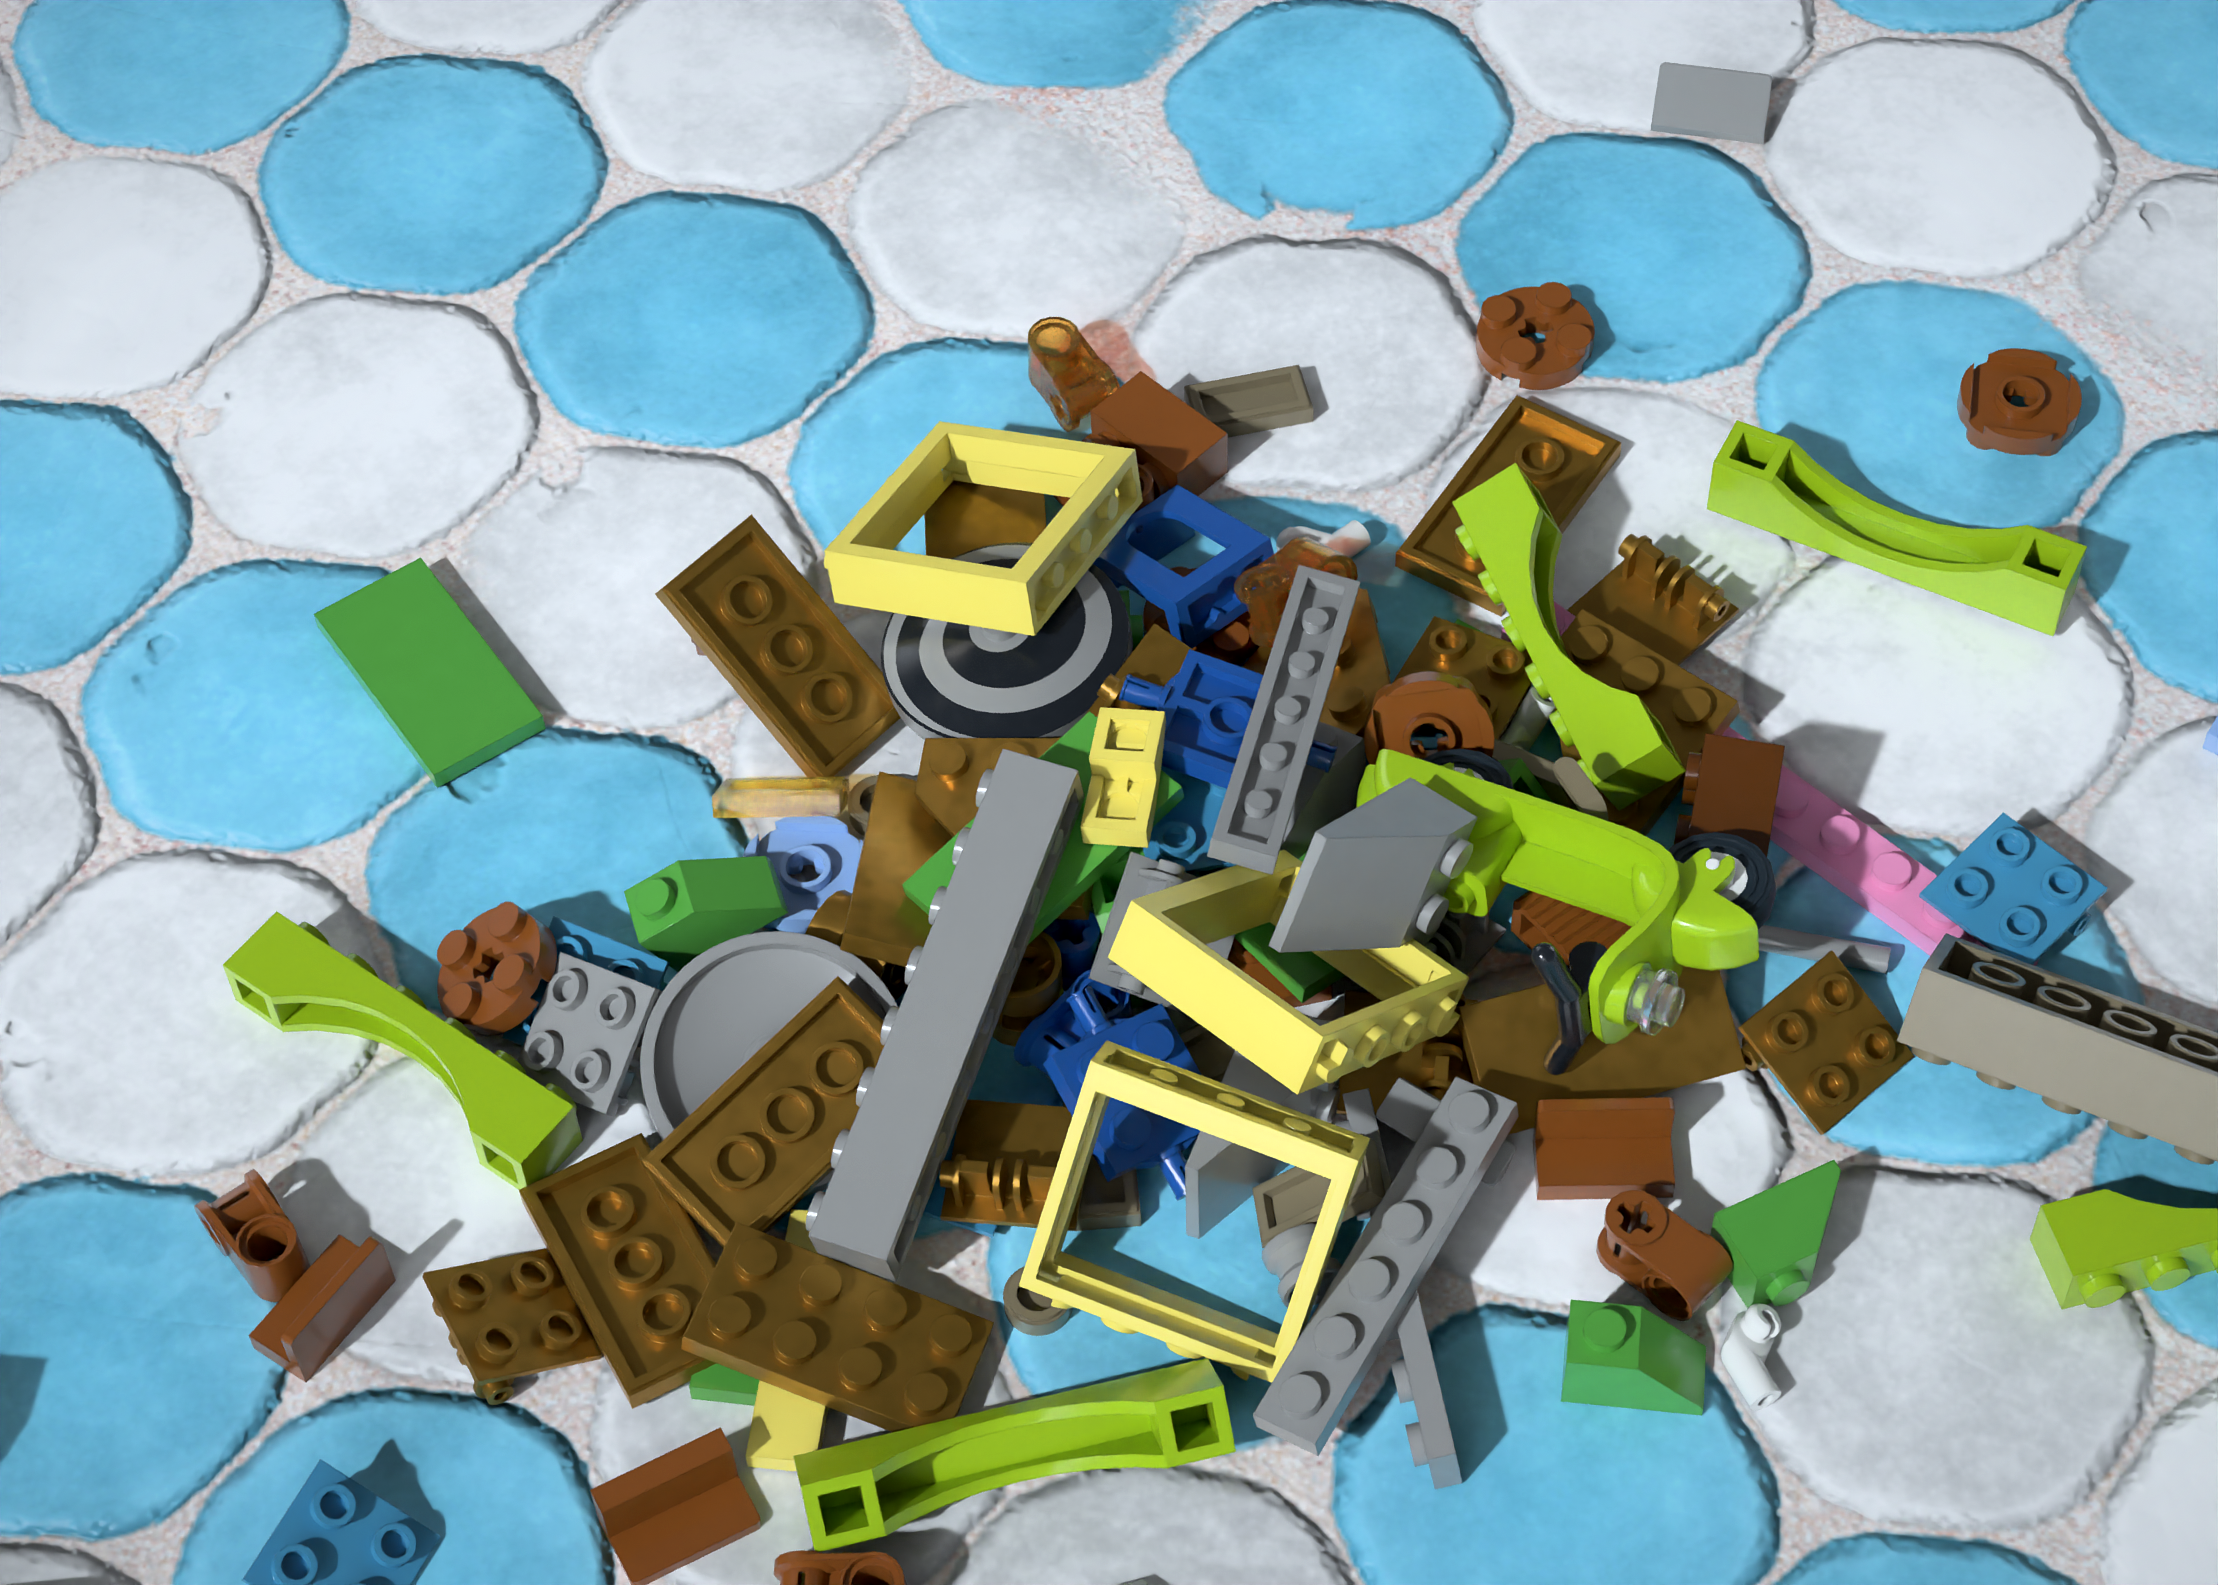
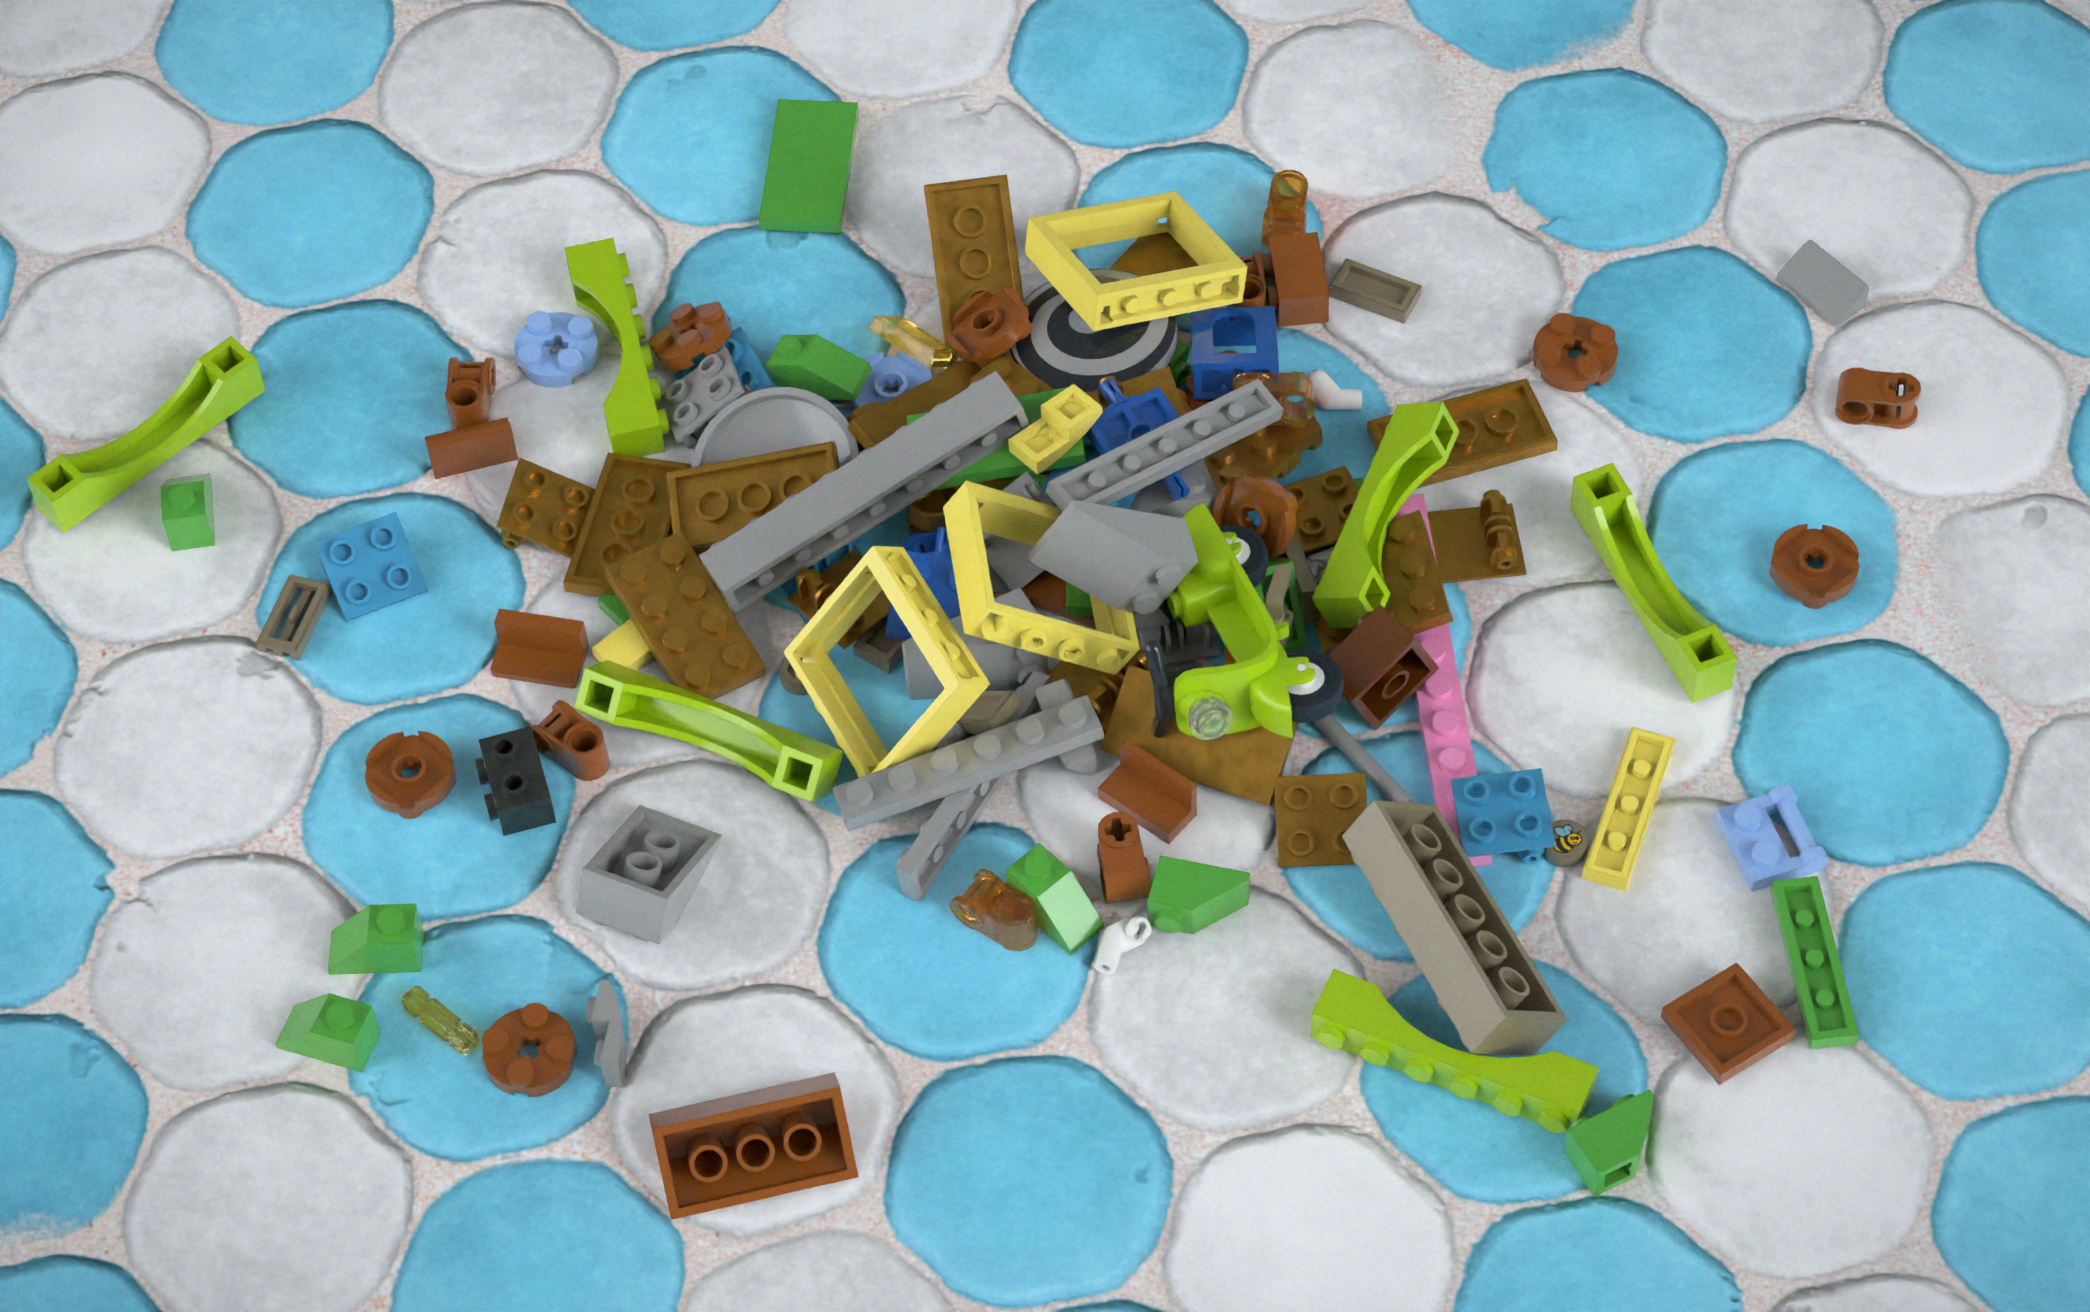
camera: 40 degrees right, 0 degrees up
(308, 1071) = (554, 329): none -> light blue plate
(901, 733) = (984, 344): none -> dark orange plate
(1575, 1422) = (992, 906): none -> clear orange piece
(1895, 186) = (1873, 398): none -> dark orange piece
(2107, 871) = (1570, 843): none -> dark tan tile
(2114, 799) = (1628, 809): none -> light yellow tile

